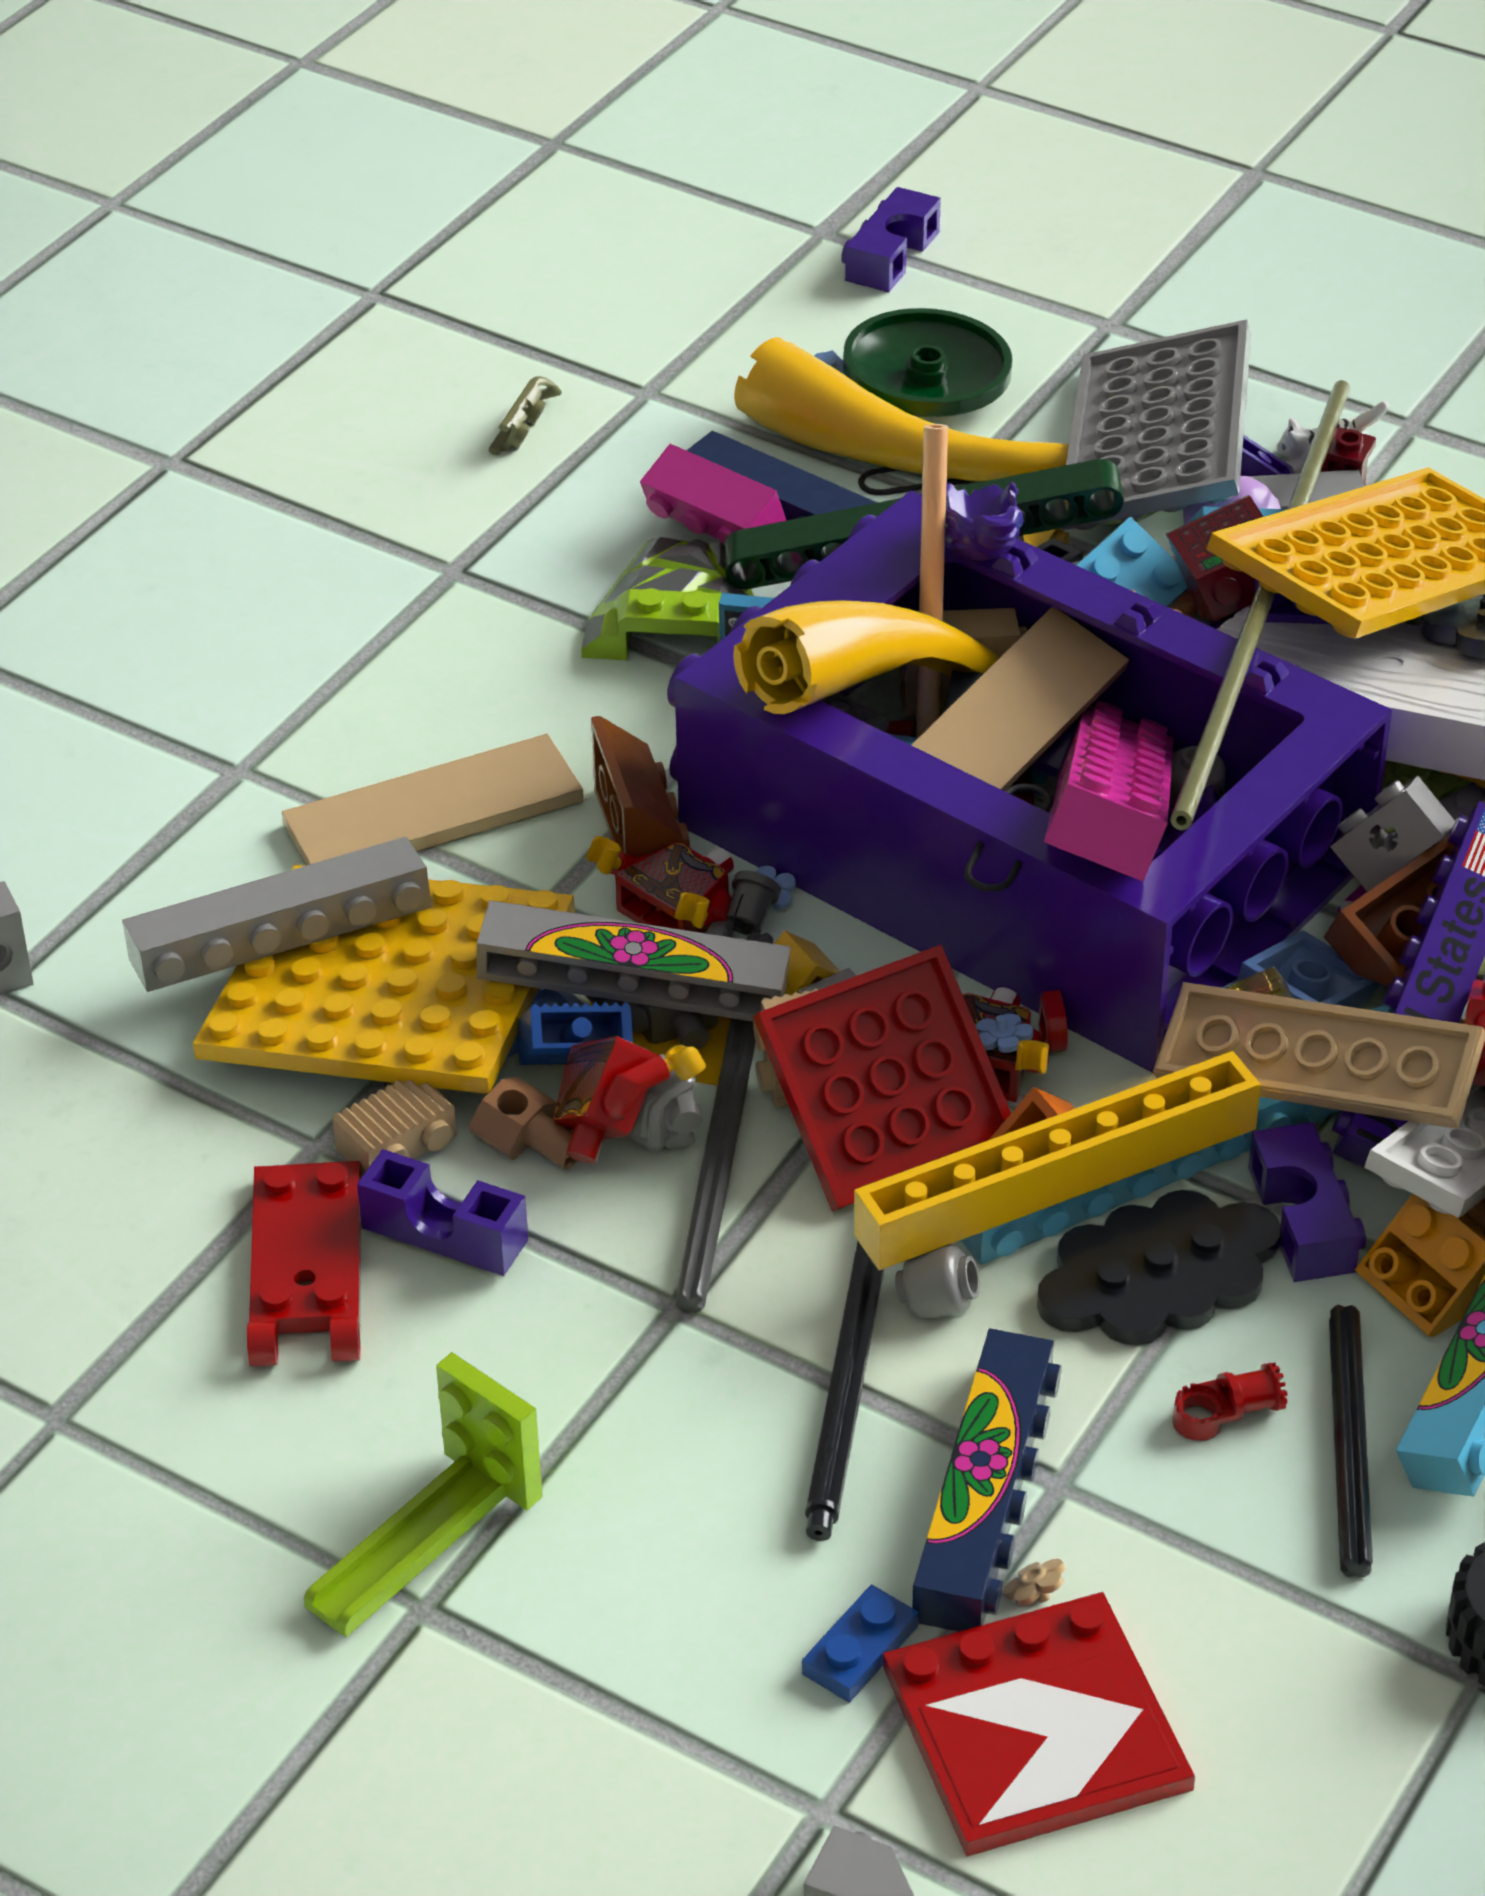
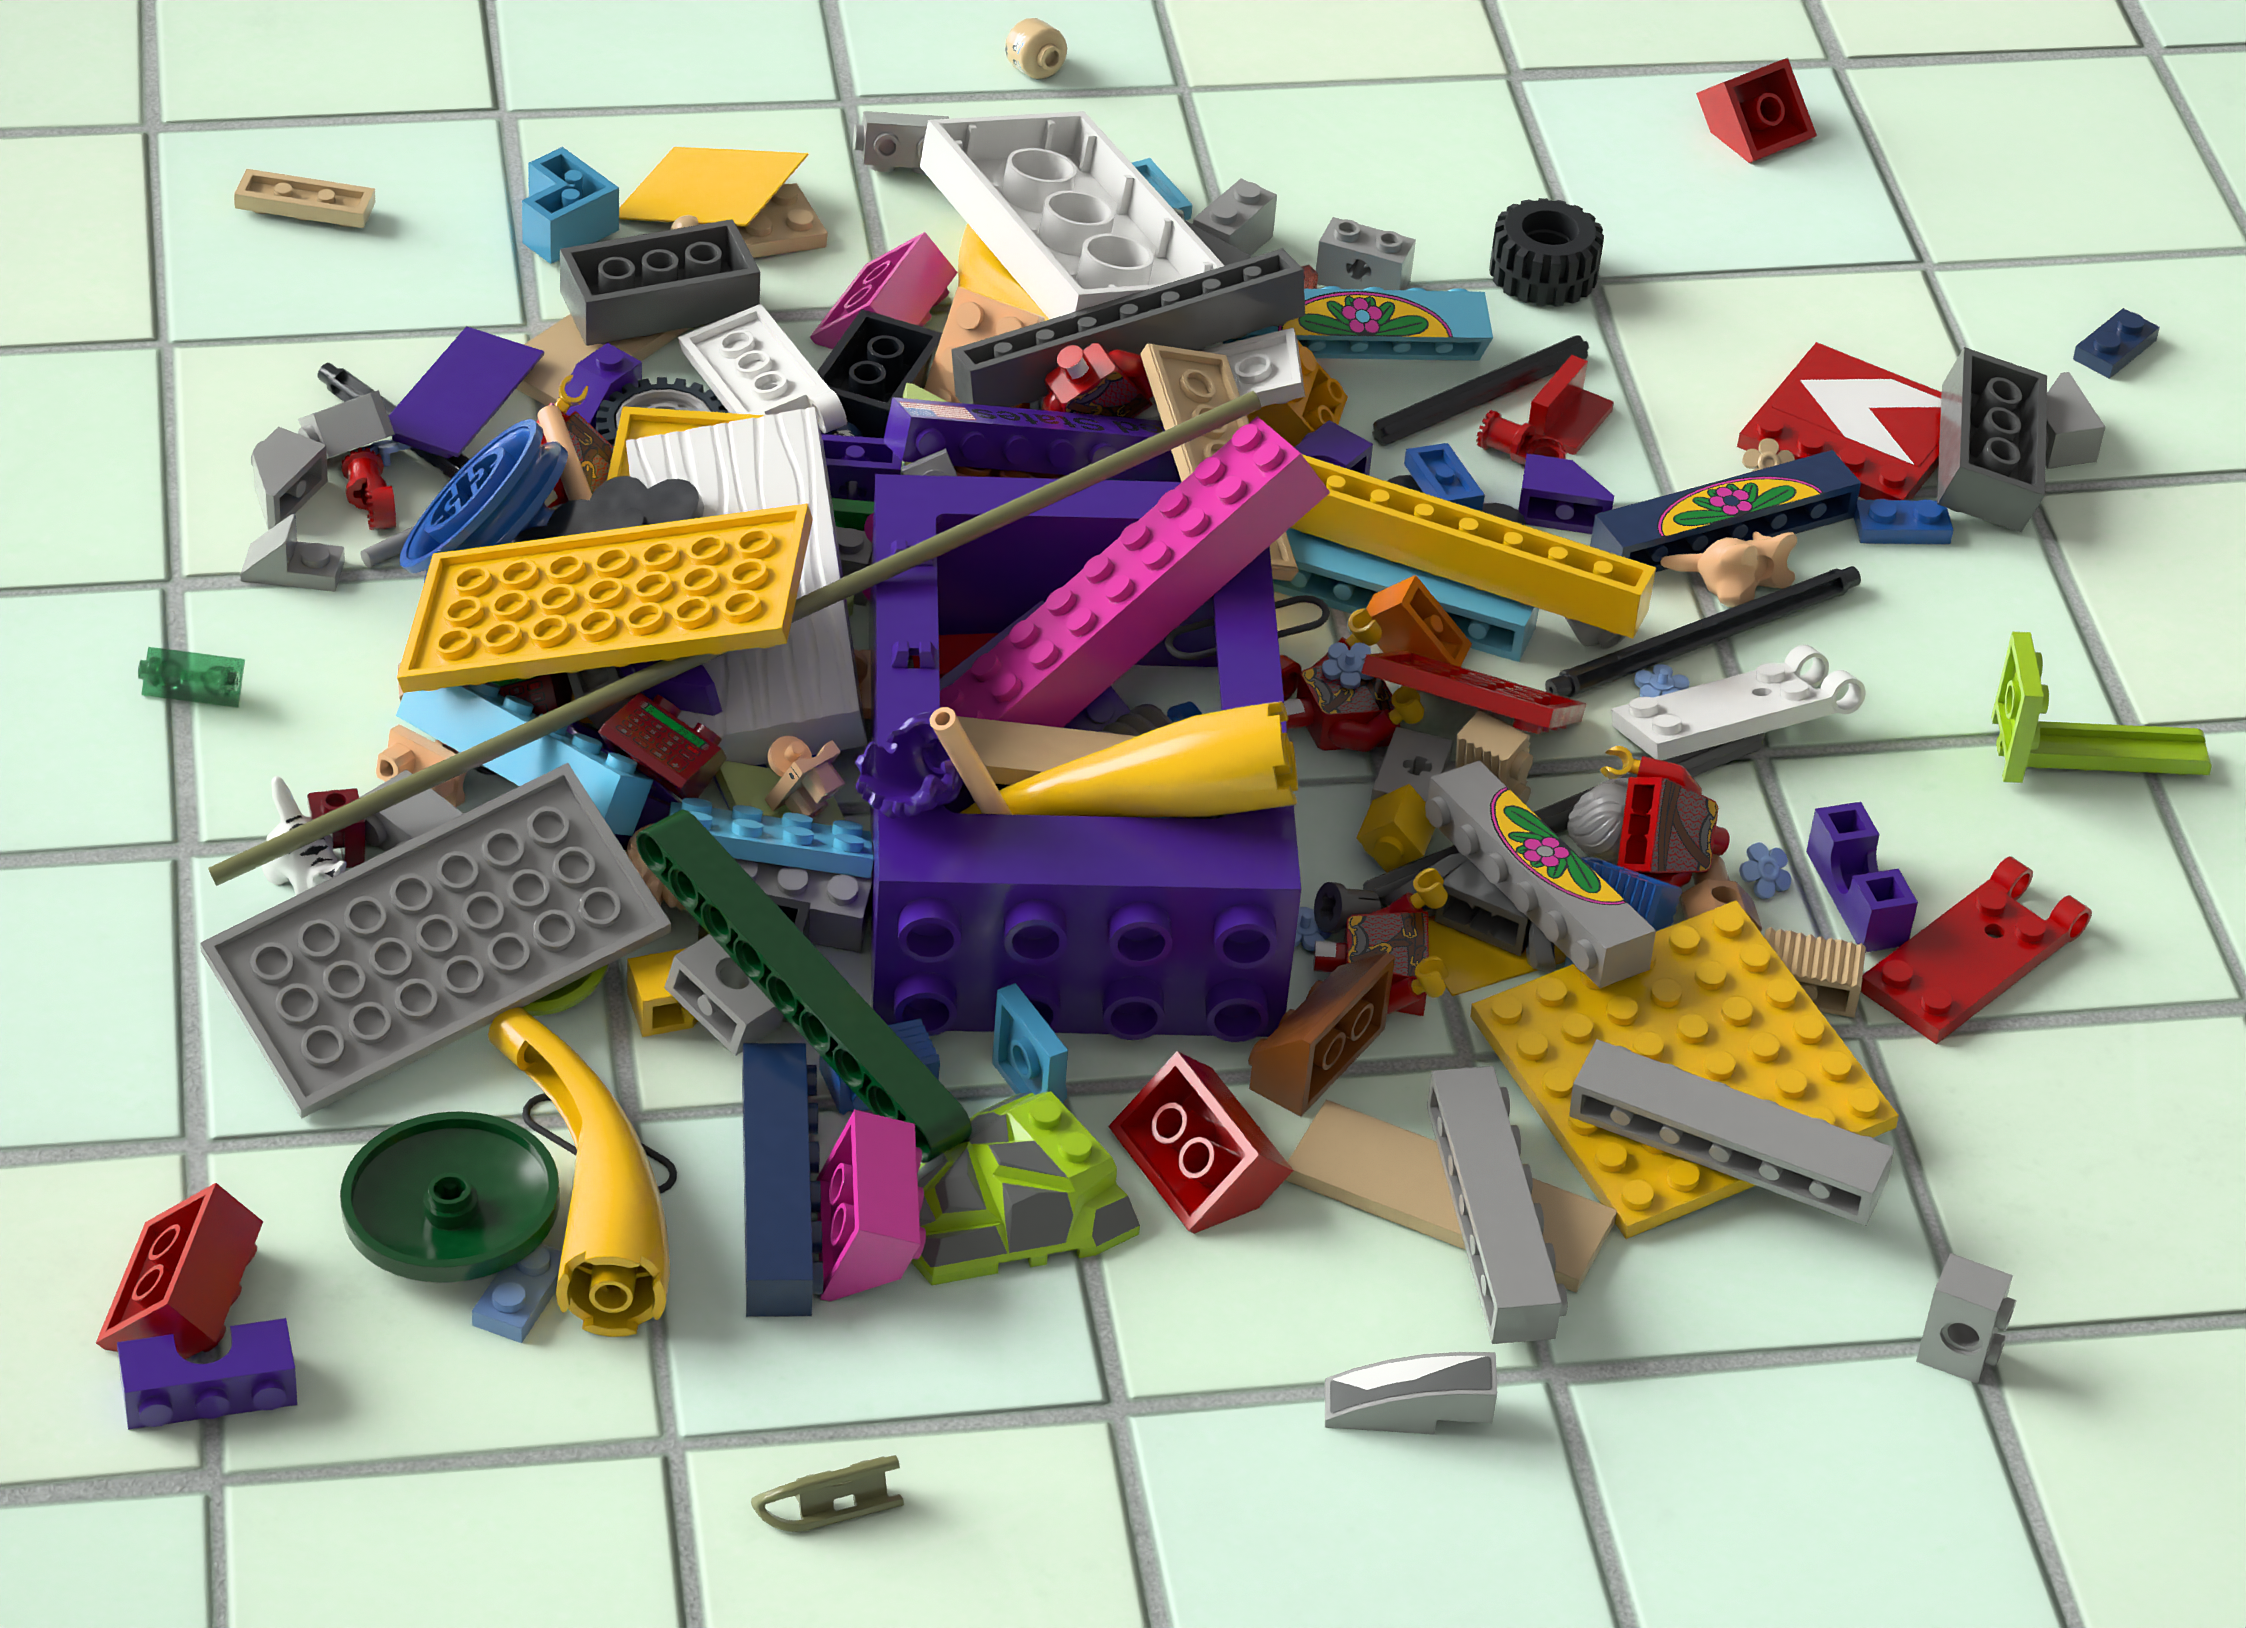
camera: 135 degrees left, 0 degrees up
(285, 675) = (1413, 1393): none -> slope
(382, 783) = (1495, 1205): none -> light grey brick
(537, 1179) = (1765, 869): none -> light blue plant
(573, 695) = (1199, 1145): none -> red slope
(733, 1264) = (1738, 706): none -> white hinge
(819, 1289) = (1659, 681): none -> light blue plant
(875, 1753) = (1992, 440): none -> dark grey brick
(900, 1427) = (1737, 566): none -> light nougat animal
(977, 258) = (184, 1274): none -> red slope
(1125, 1370) = (1561, 495): none -> dark purple slope
(1209, 1275) = (1443, 475): none -> blue plate
(1260, 1481) = (1566, 409): none -> red panel

